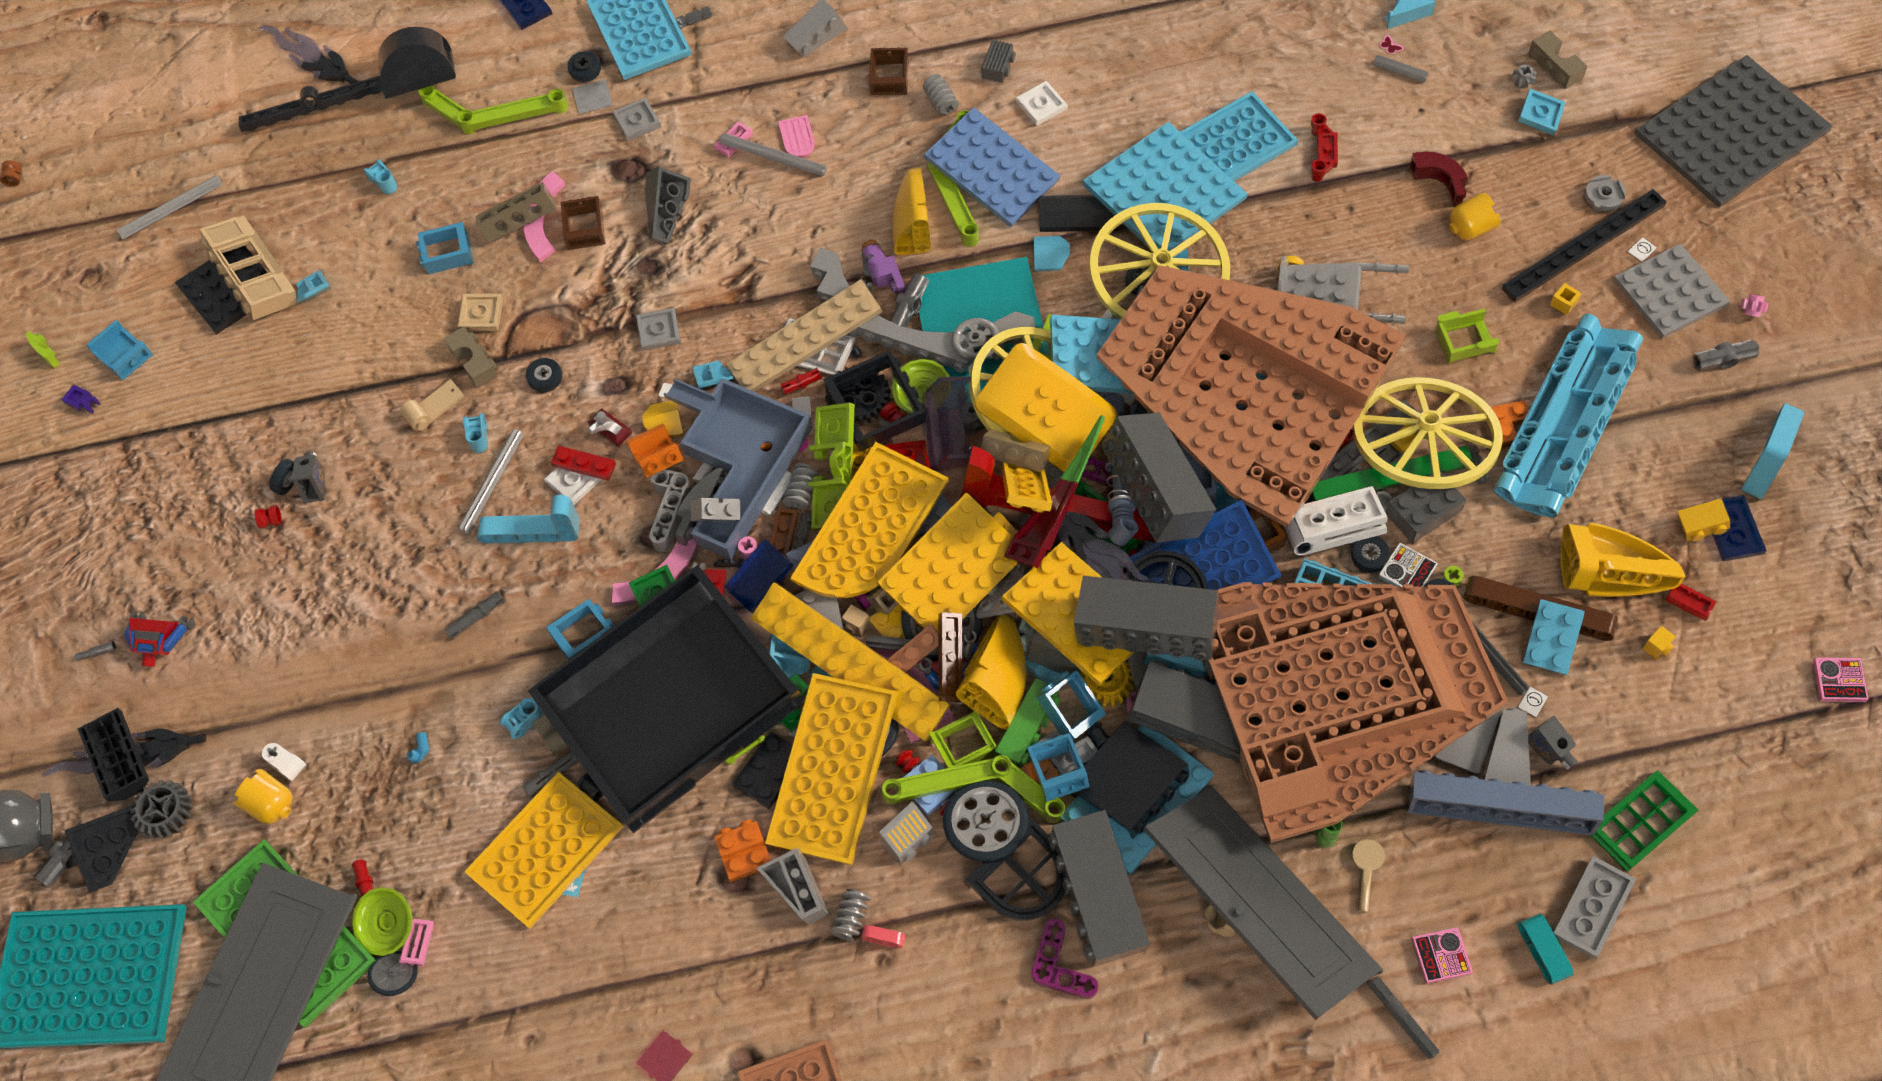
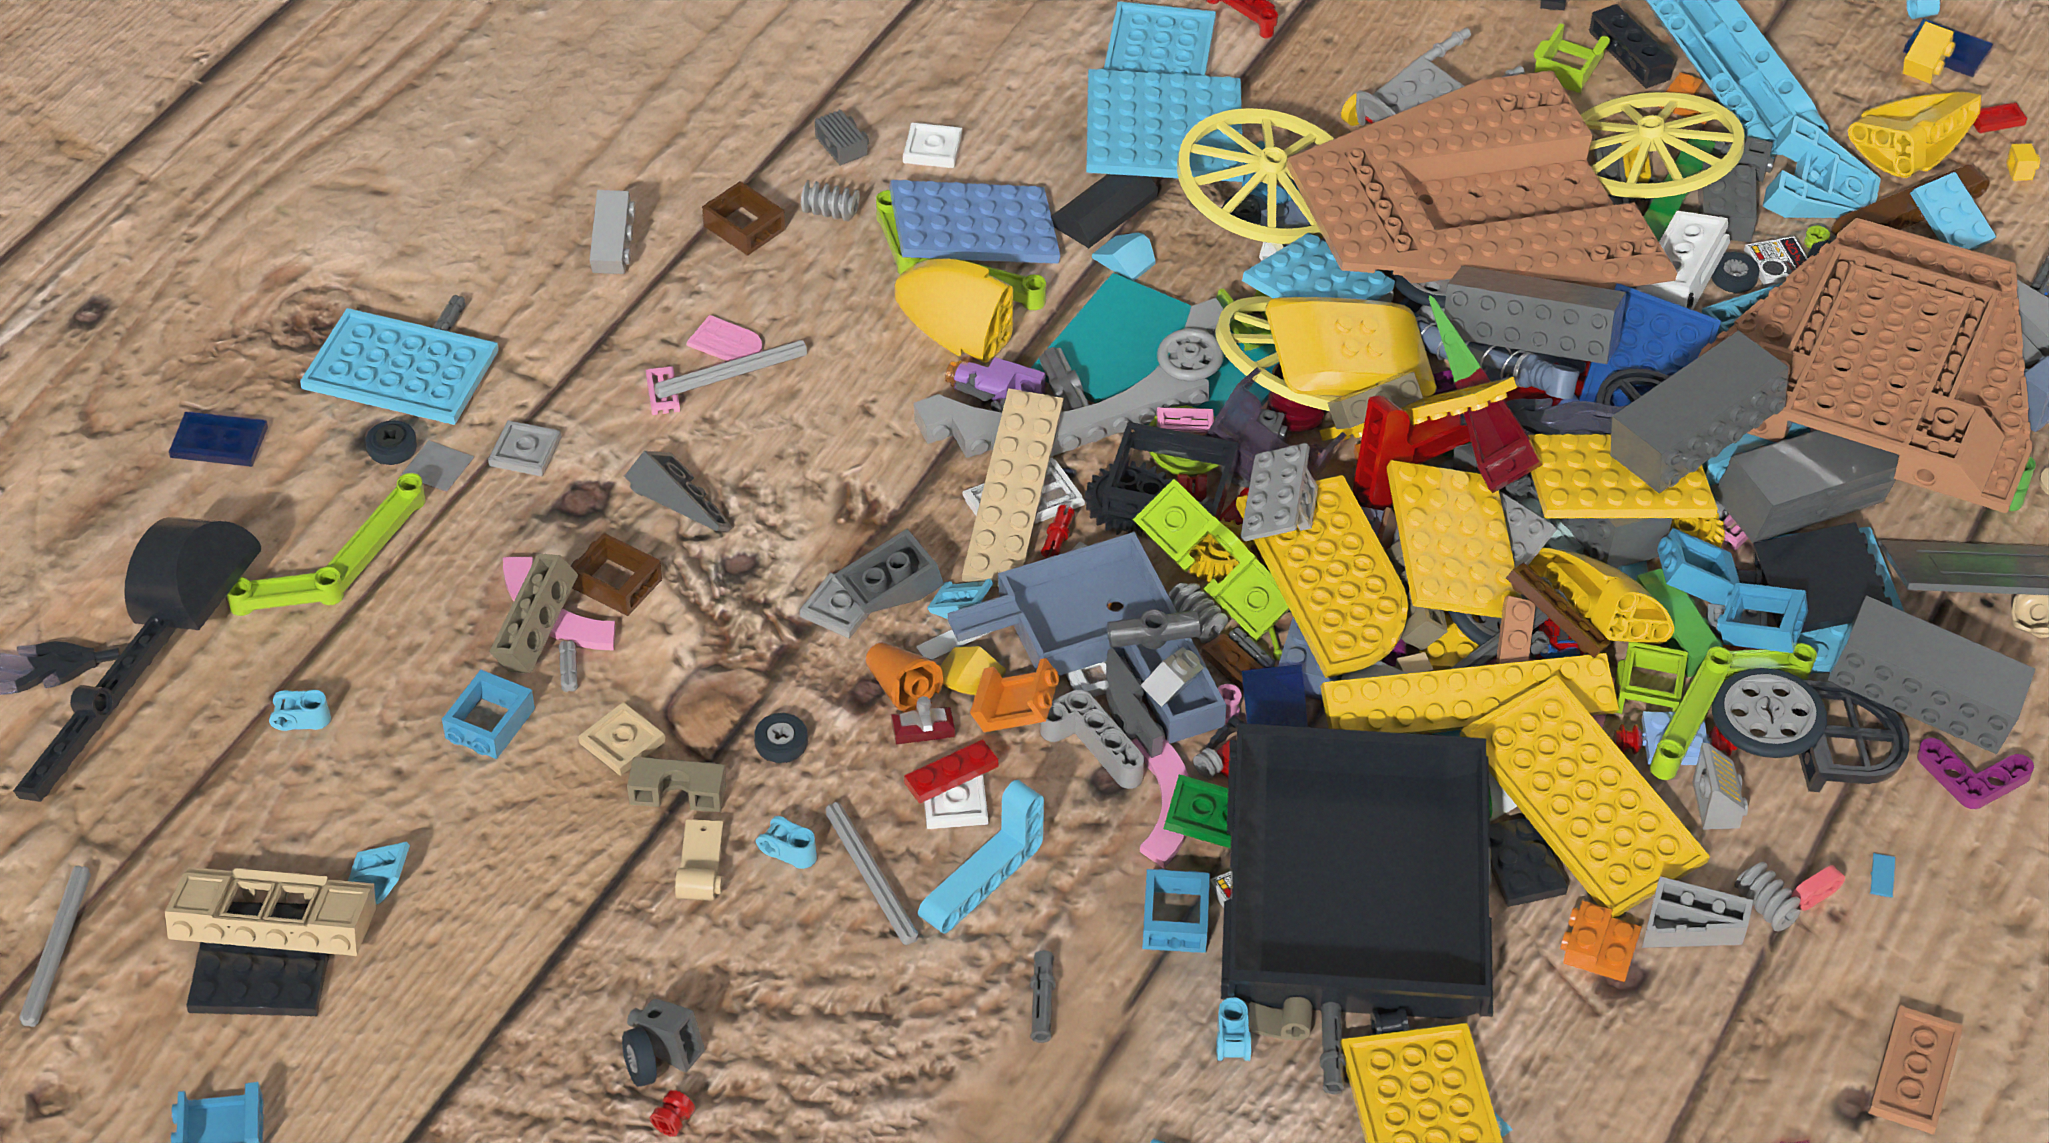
camera: 55 degrees left, 15 degrees down
(509, 253) = (568, 666): none -> light grey axle
(625, 394) = (904, 675): none -> orange cone
(691, 334) = (891, 574): none -> dark grey slope
(731, 470) = (1153, 629): none -> flat silver piece
(892, 461) = (1280, 493): none -> light grey bracket
(916, 364) = (1186, 423): none -> bright pink tile
(933, 965) = (1882, 875): none -> dark azure window
(1480, 495) = (1757, 154): none -> dark grey brick
(1507, 384) = (1632, 46): none -> black brick
(1512, 551) = (1826, 176): none -> medium azure wedge

